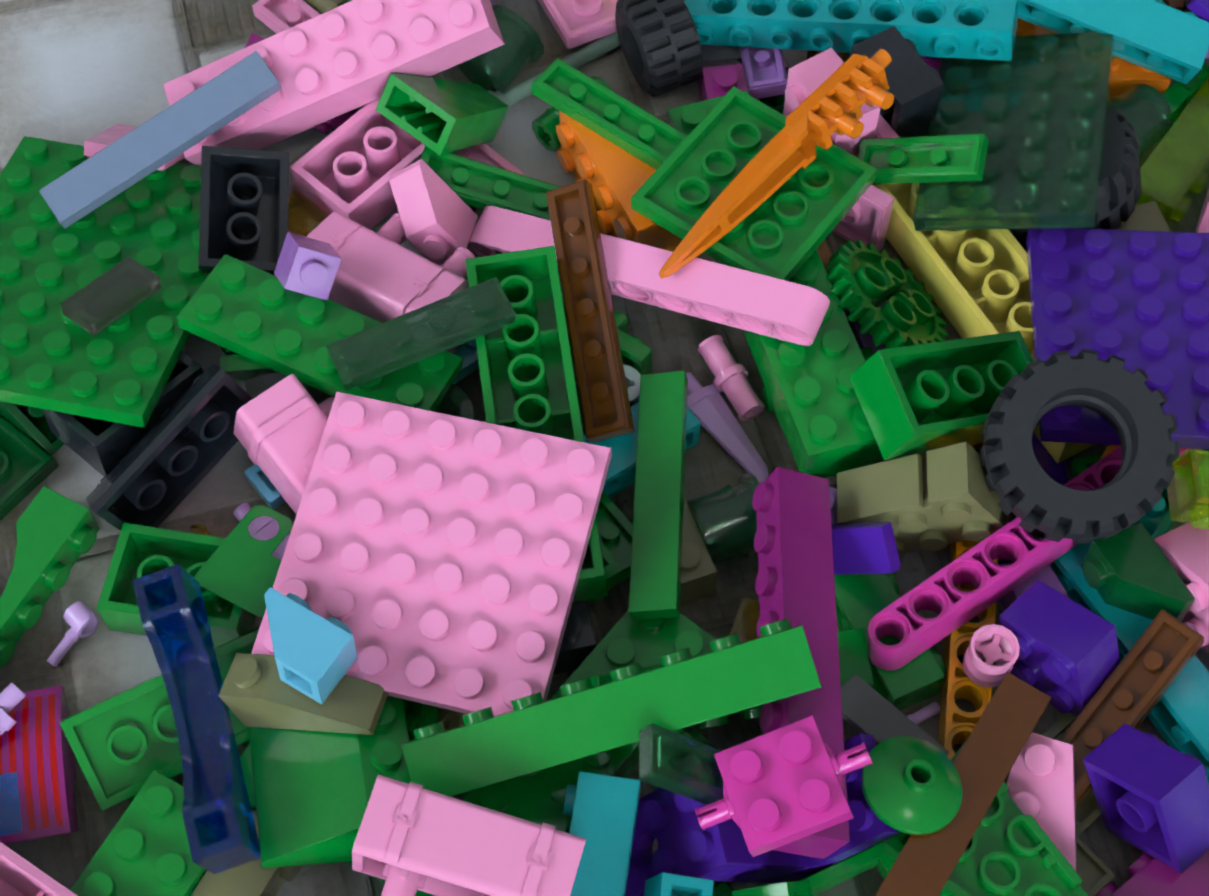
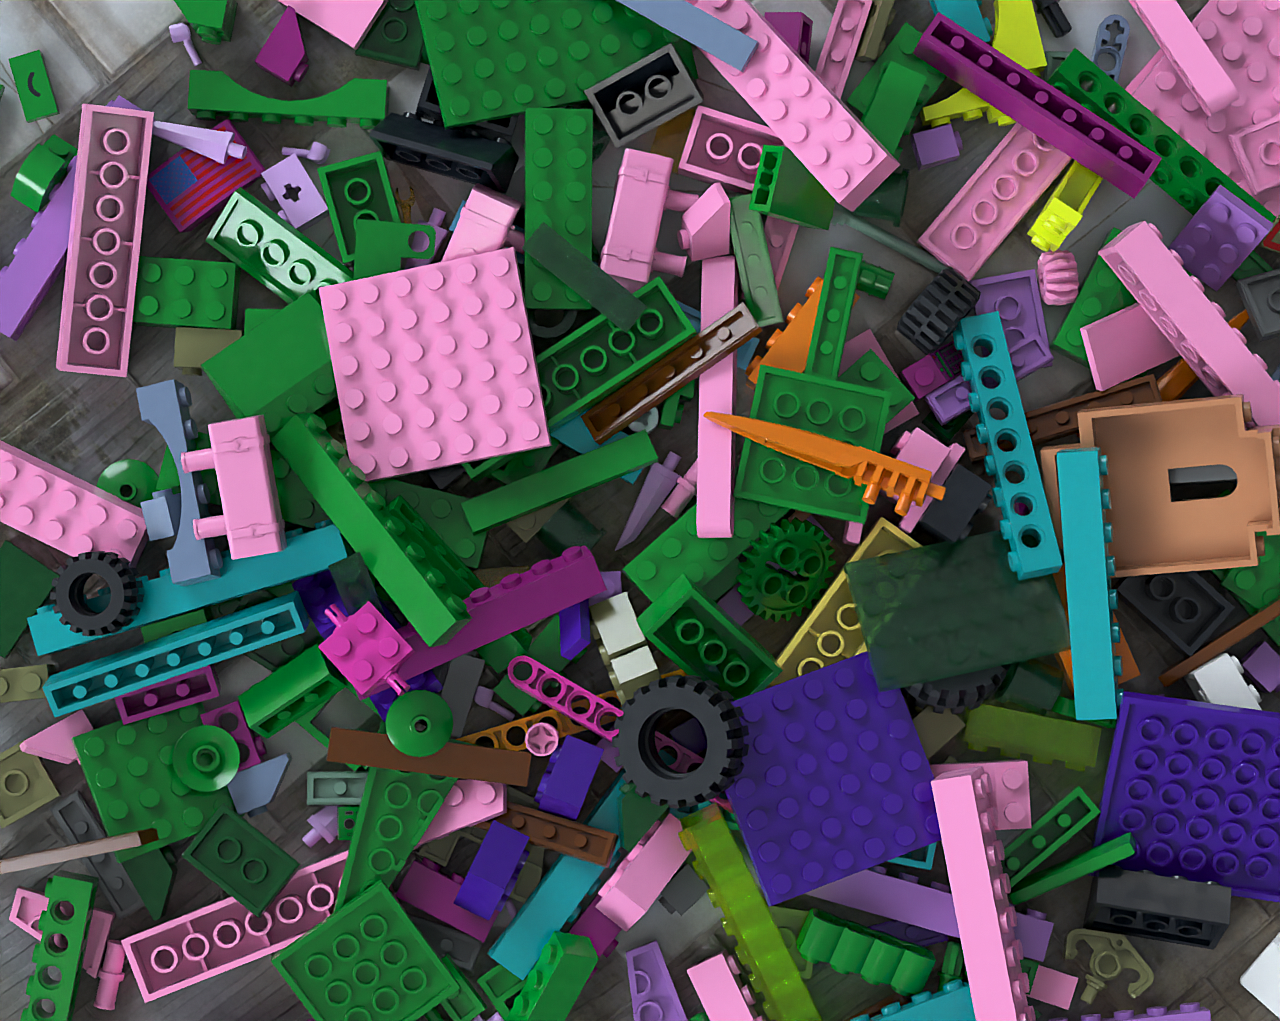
camera: 65 degrees right, 25 degrees up
(104, 663) = (289, 175): none -> lavender brick
(110, 295) = (528, 49): clear smoke tile -> none
(215, 790) = (233, 311): clear blue arch -> none
(264, 701) = (311, 332): olive slope -> none
(307, 266) = (604, 172): medium lavender brick -> none
(307, 648) = (328, 323): medium azure slope -> none
(926, 158) = (891, 551): green tile -> none

